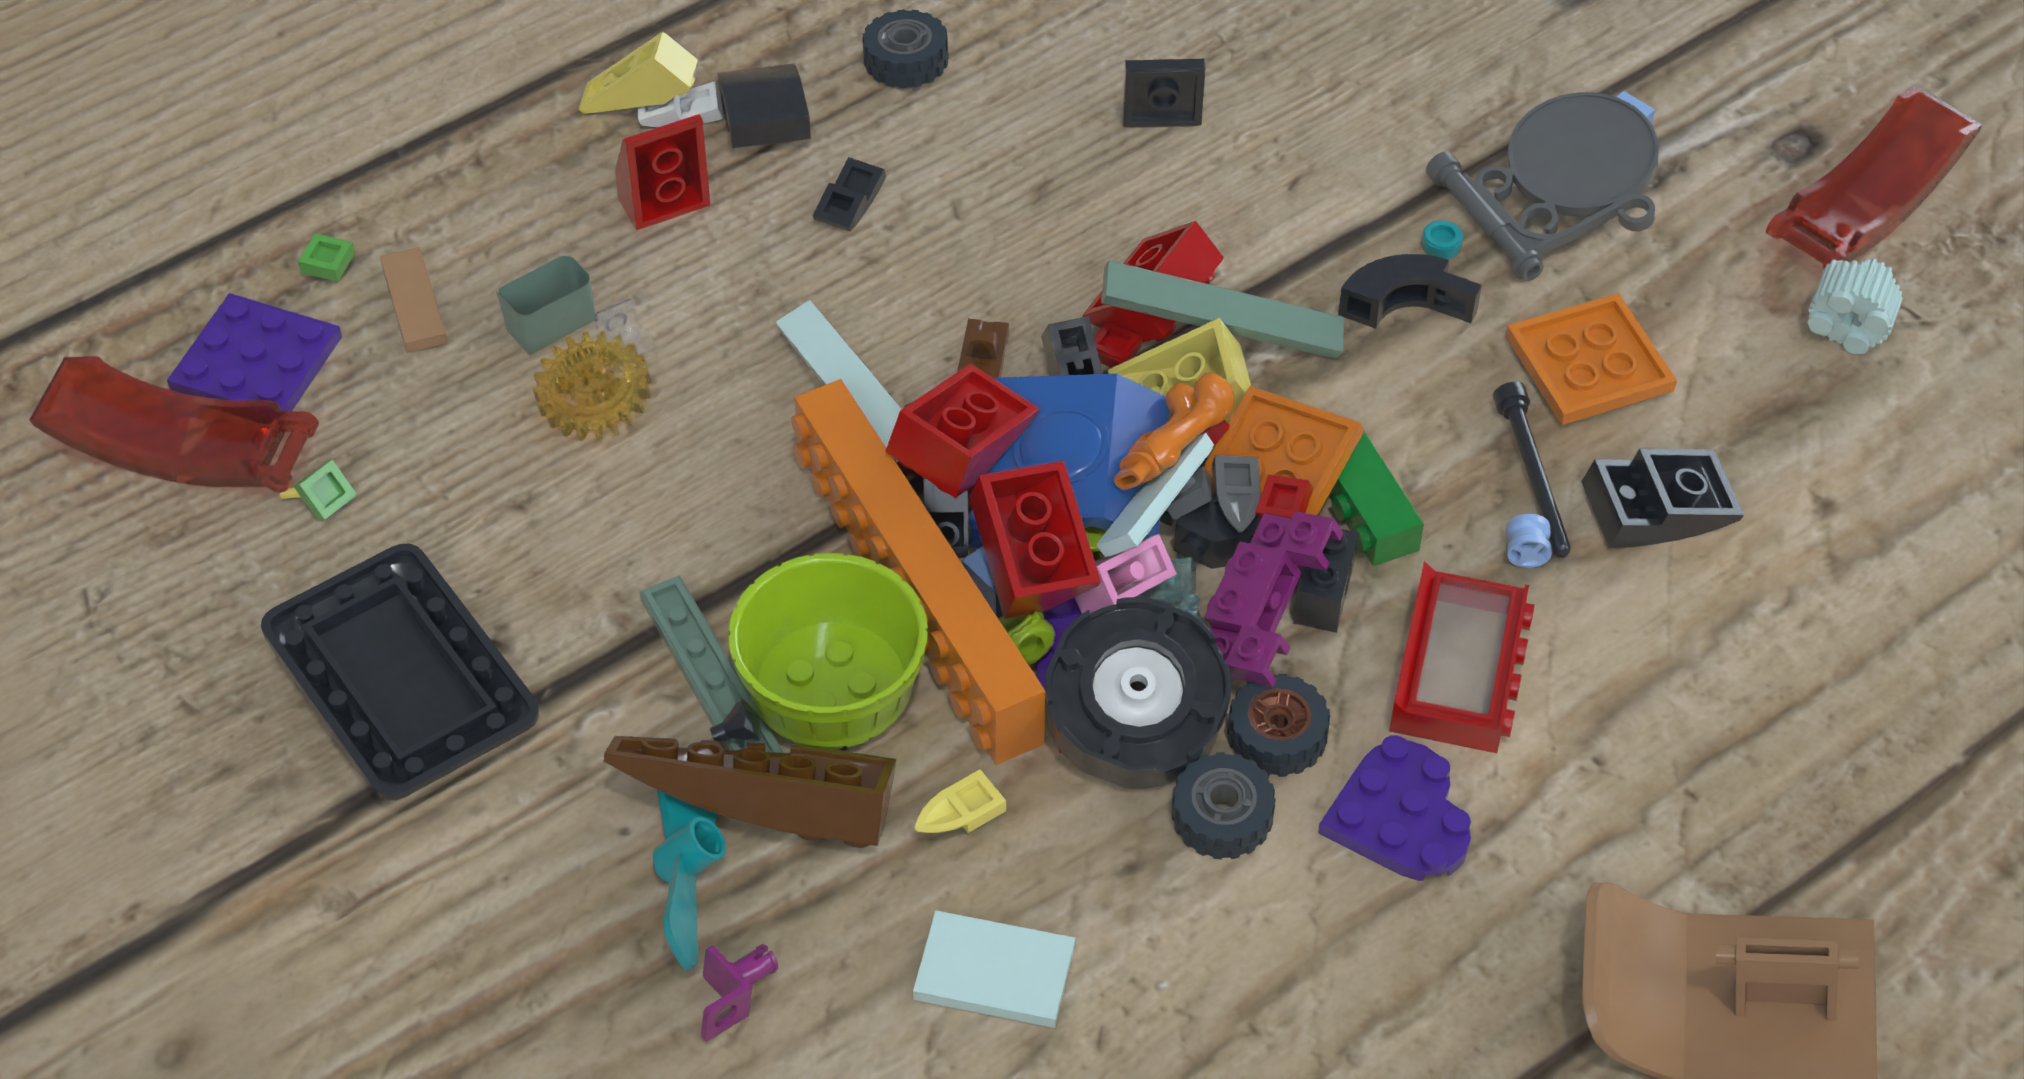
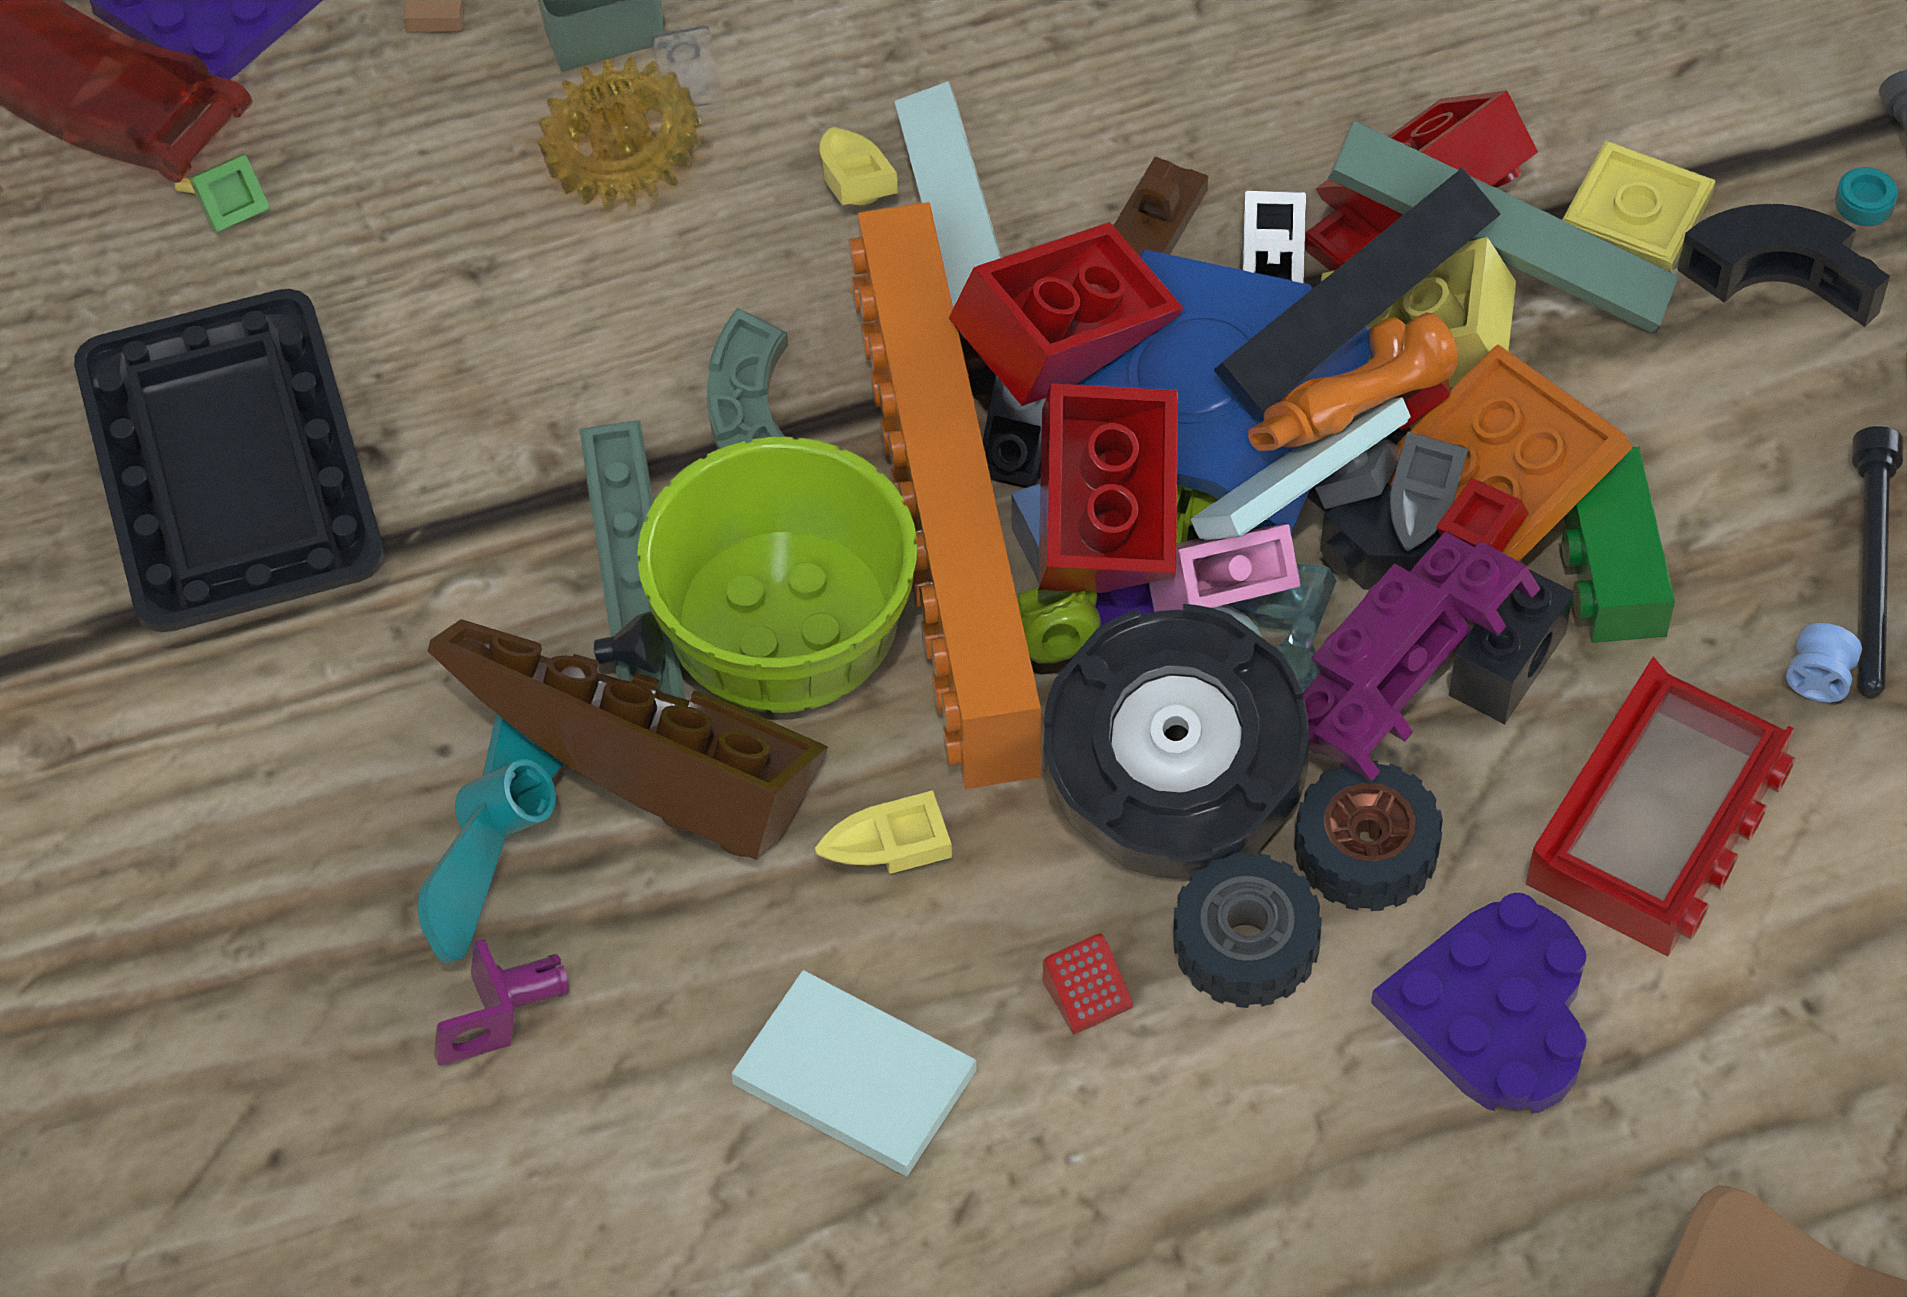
camera: 20 degrees right, 5 degrees up
(739, 534) = (741, 379): none -> sand green tile
(766, 372) = (855, 168): none -> light yellow plate
(1128, 869) = (1086, 983): none -> red slope
(1150, 372) = (1356, 293): none -> black tile
(1299, 275) = (1640, 203): none -> light yellow tile

